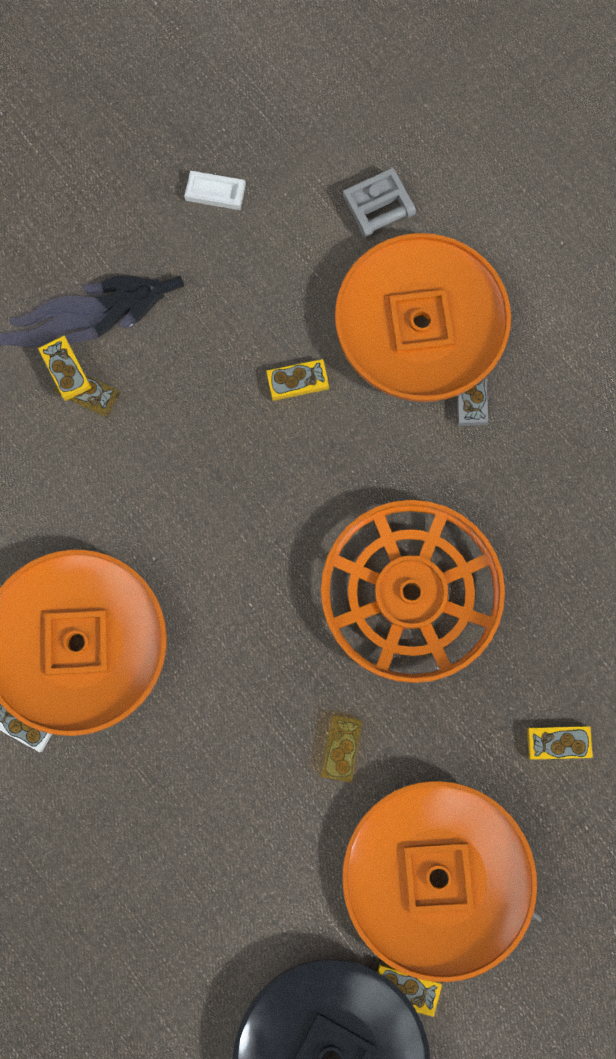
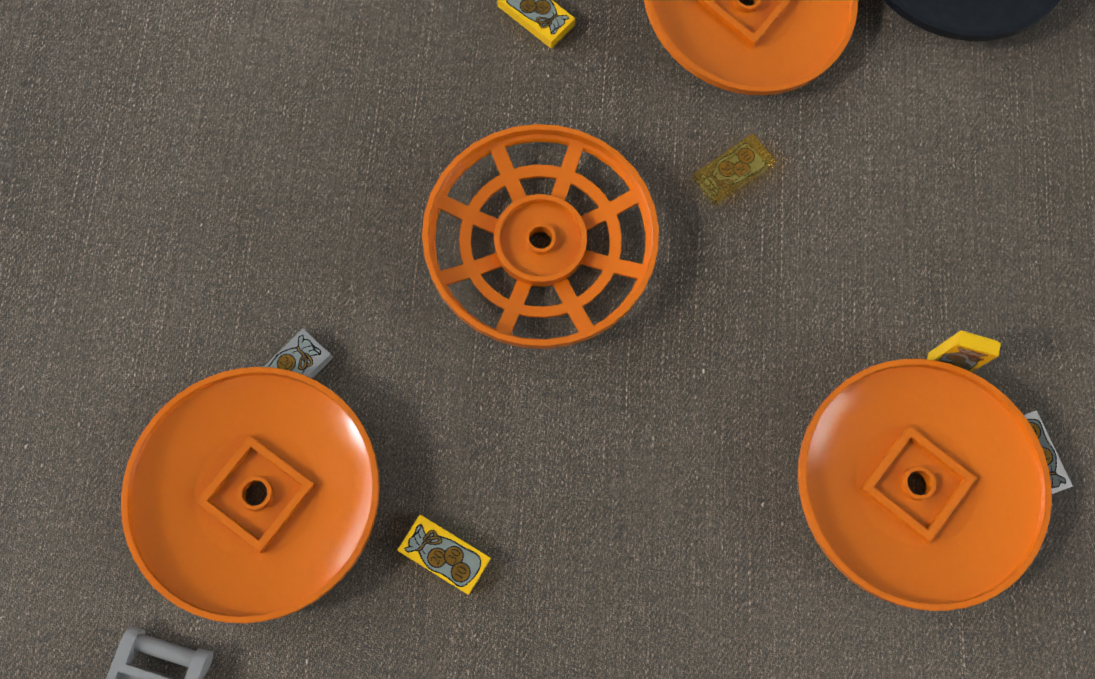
camera: 140 degrees left, 5 degrees down
(108, 739) = (966, 351): none -> yellow tile

